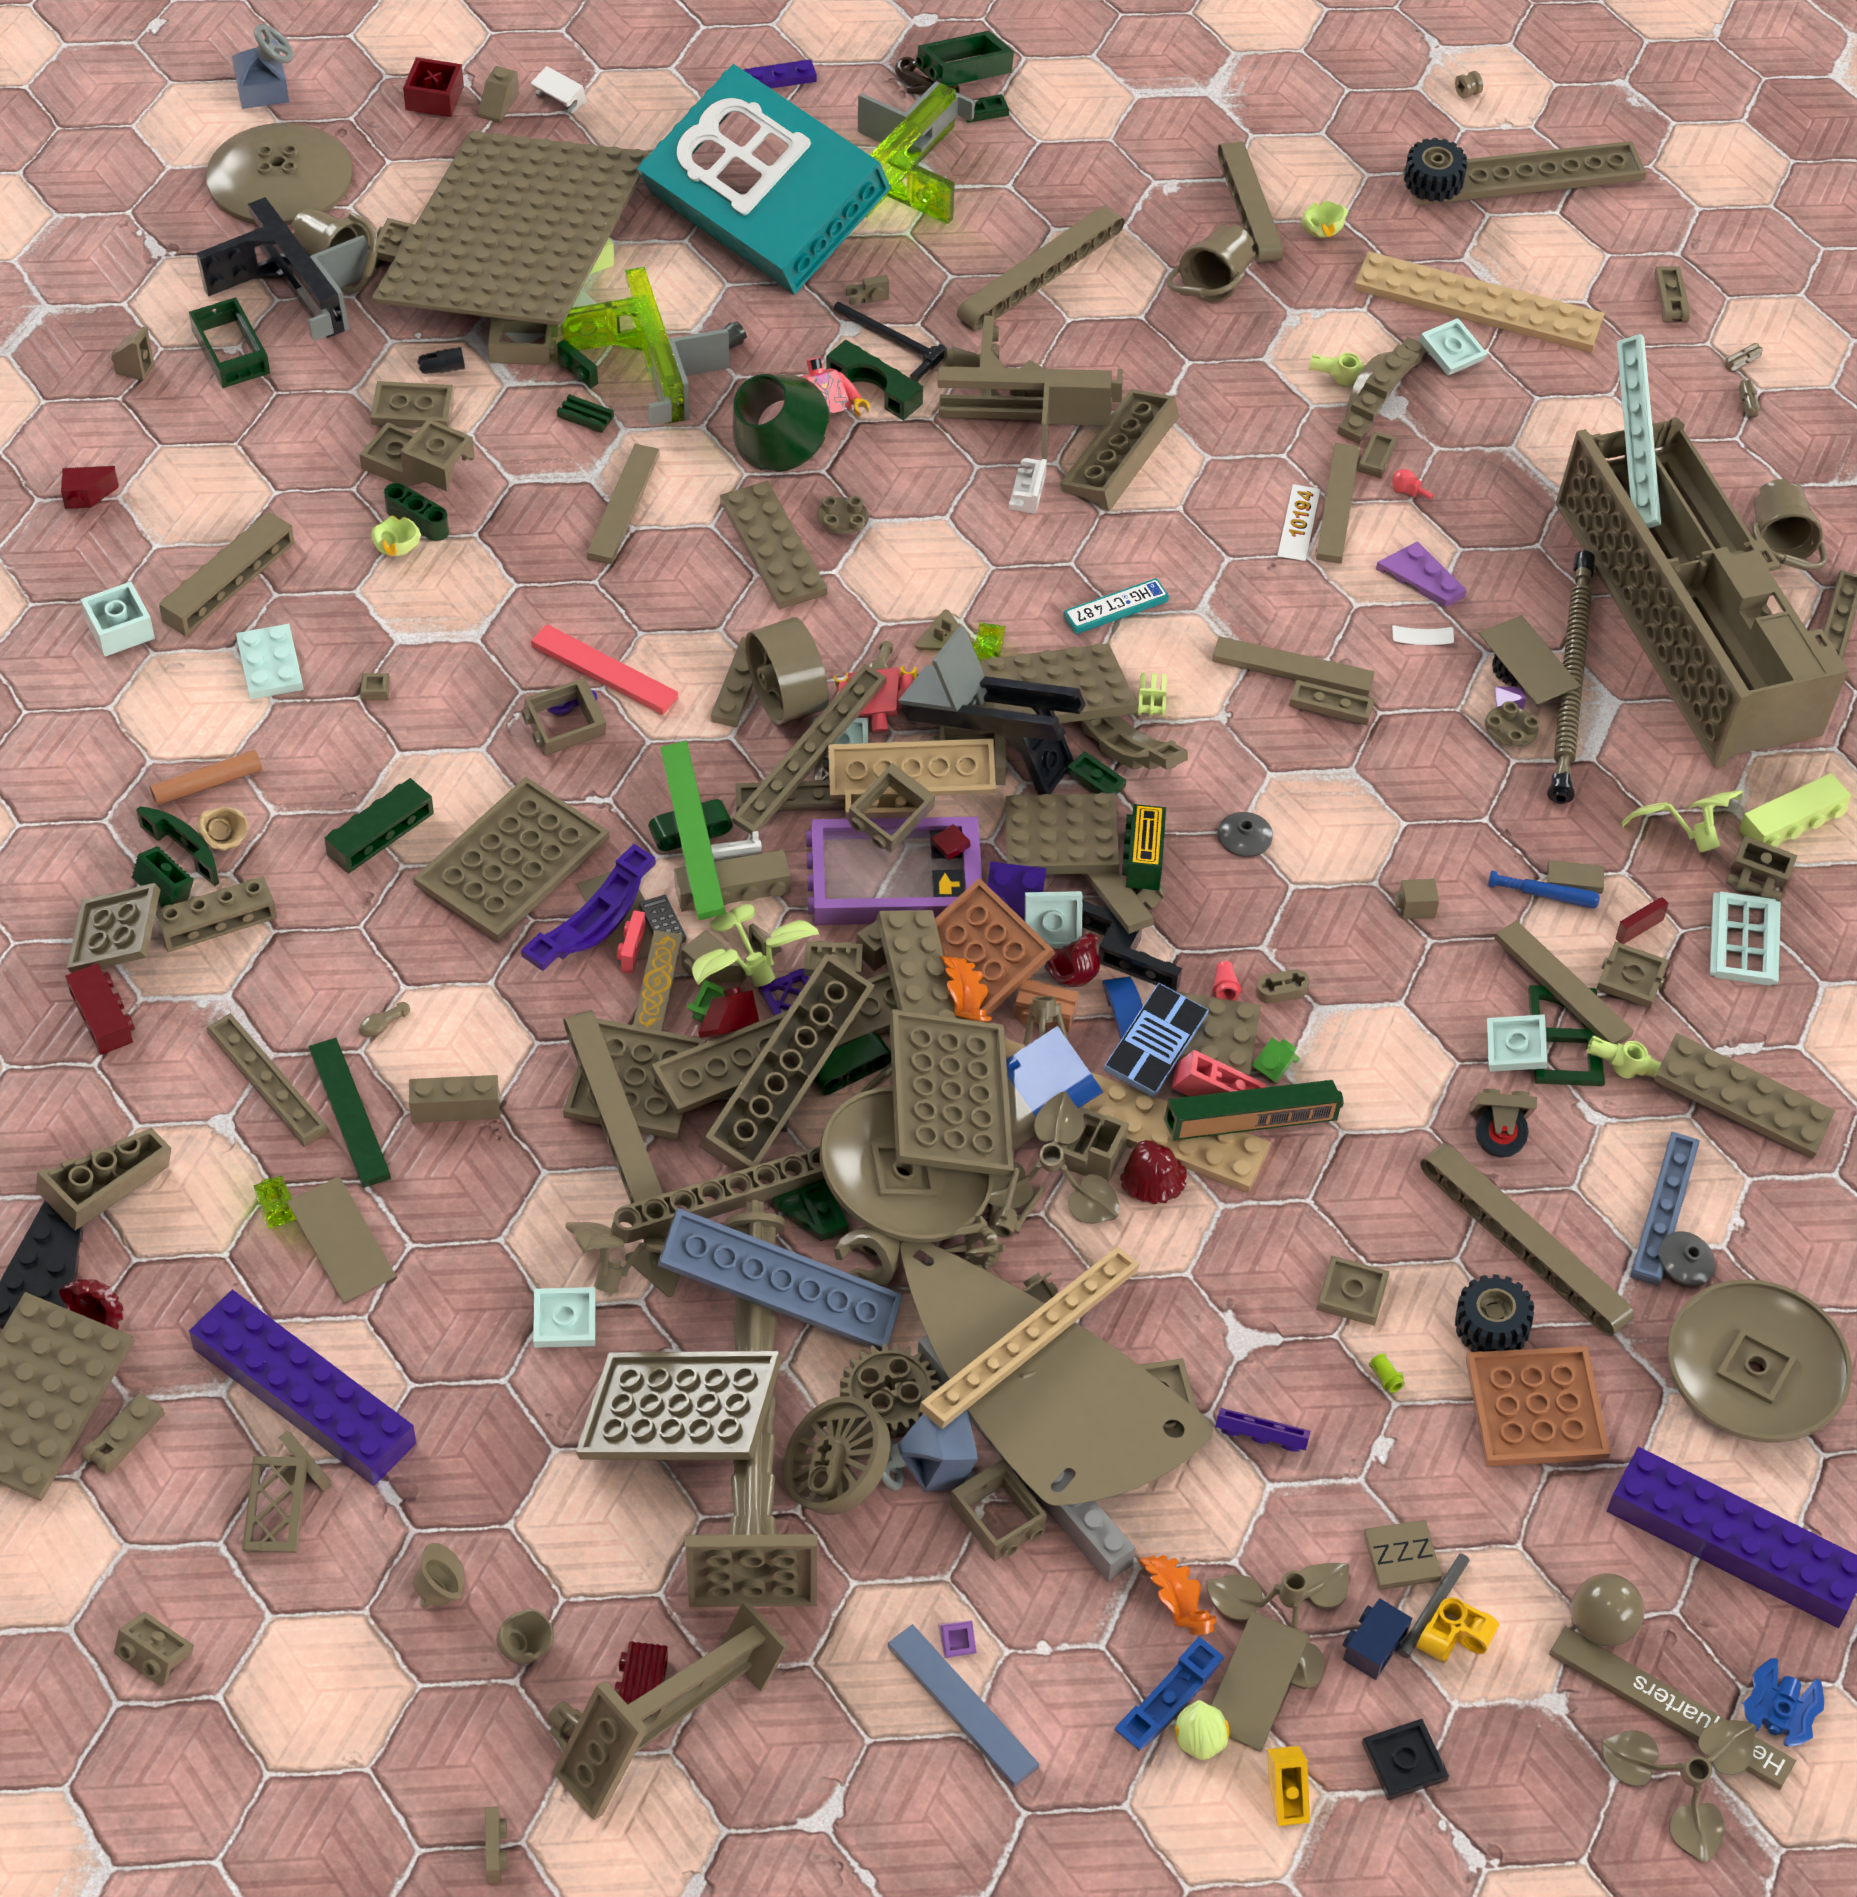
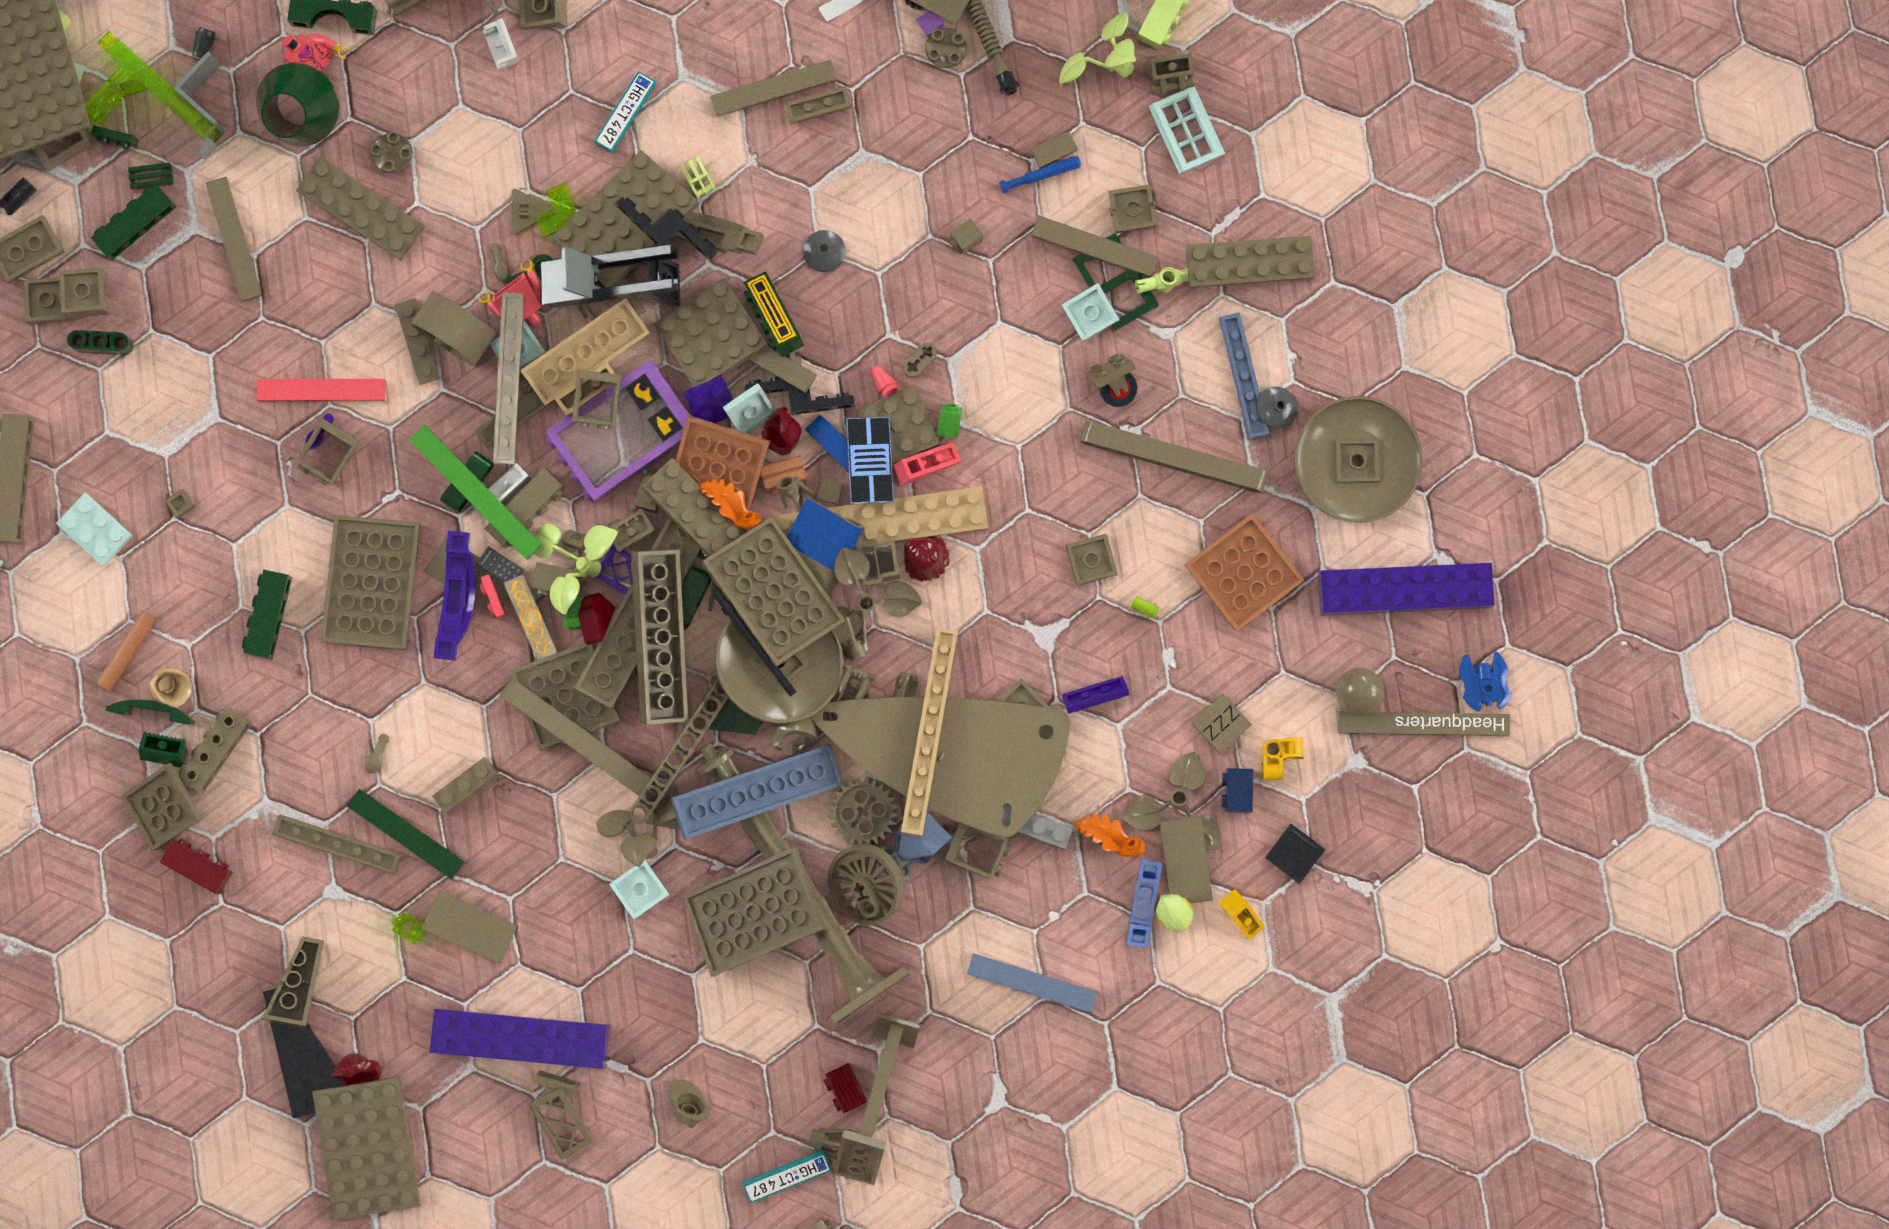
camera: 30 degrees left, 30 degrees up
(123, 1433) = (436, 1133): dark tan plate -> none
(395, 536) = (103, 375): yellowish green hair -> none
(494, 1737) = (786, 1176): none -> tile
(525, 1636) = (764, 1109): dark tan hair -> none
(536, 436) = (133, 221): none -> dark green brick
(885, 1077) = (728, 609): none -> black bar
(950, 842) = (647, 393): dark red tile -> none
(957, 1638) = (1002, 944): medium lavender slope -> none
(1090, 1051) = (829, 491): none -> dark tan tile
(1095, 775) = (702, 269): dark green plate -> none
(1096, 697) = (666, 227): none -> black bracket
(1253, 1109) = (960, 474): dark green brick -> none
(1440, 1594) = (1257, 745): dark grey bar -> none
(1494, 1314) = (1187, 528): black wheel -> none
(1642, 920) = (1116, 160): dark red tile -> none
(1726, 1745) = (1478, 789): dark tan plant -> none

